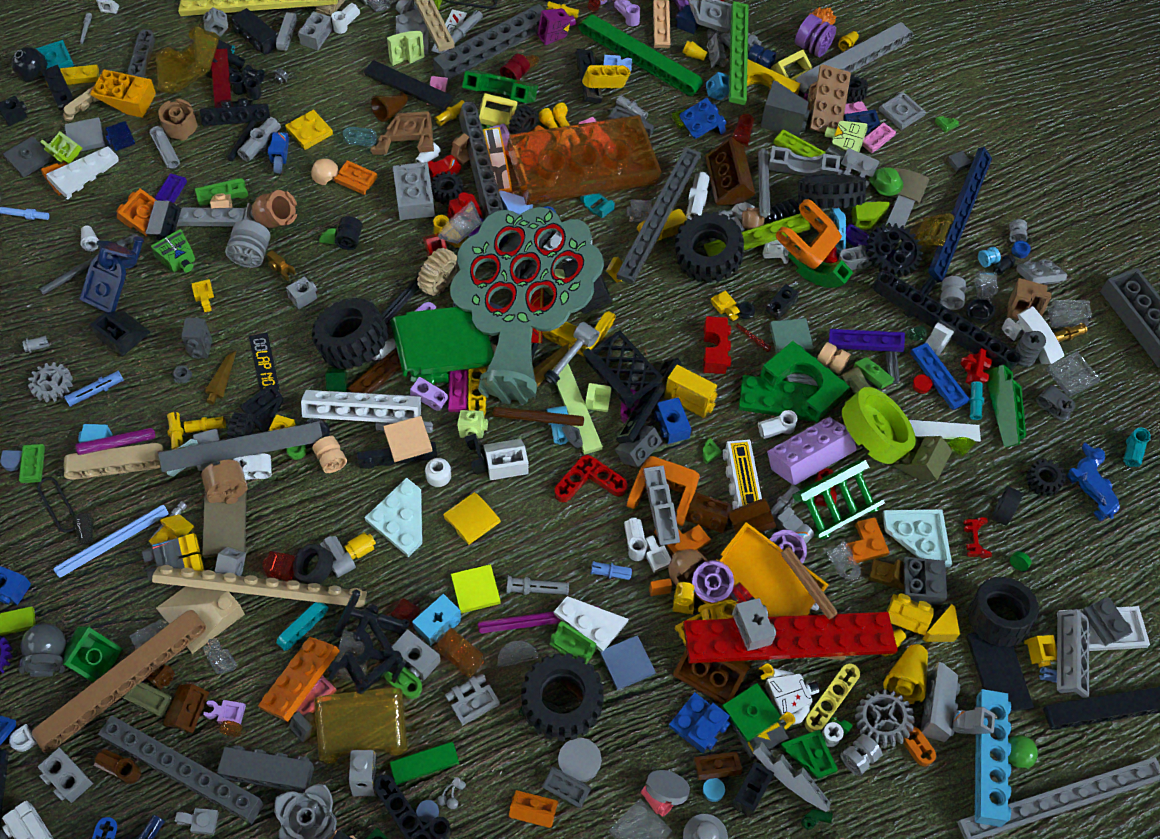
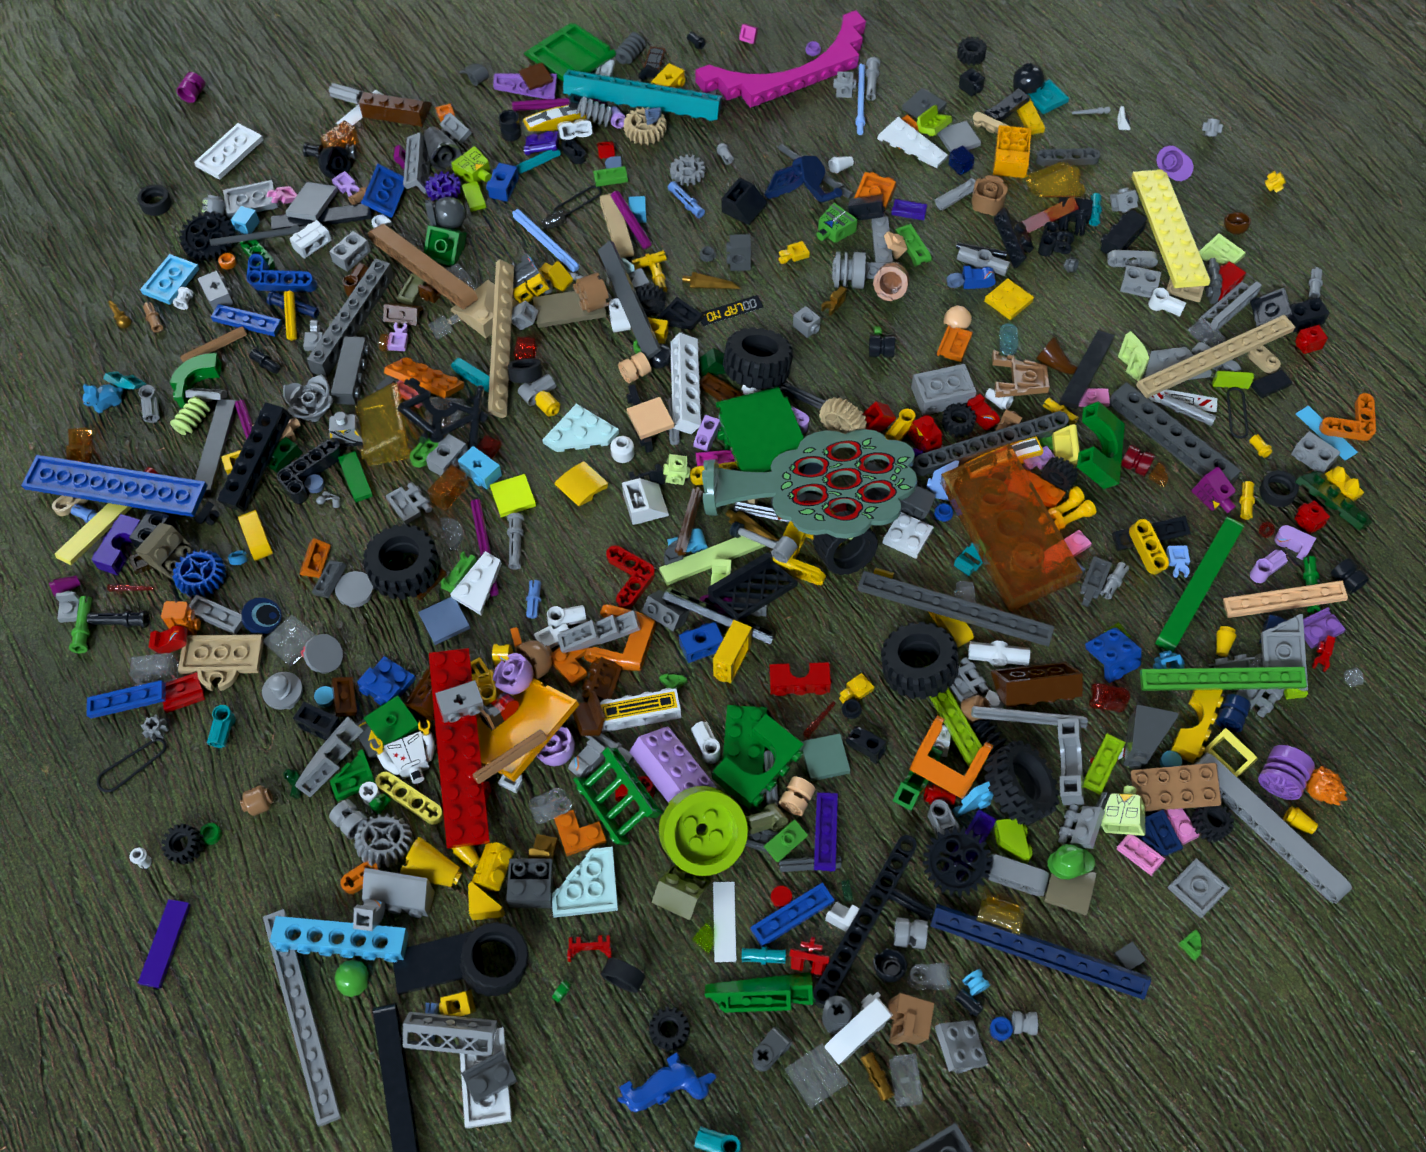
camera: 90 degrees right, 0 degrees up
(461, 224) = (895, 425): clear slope -> none

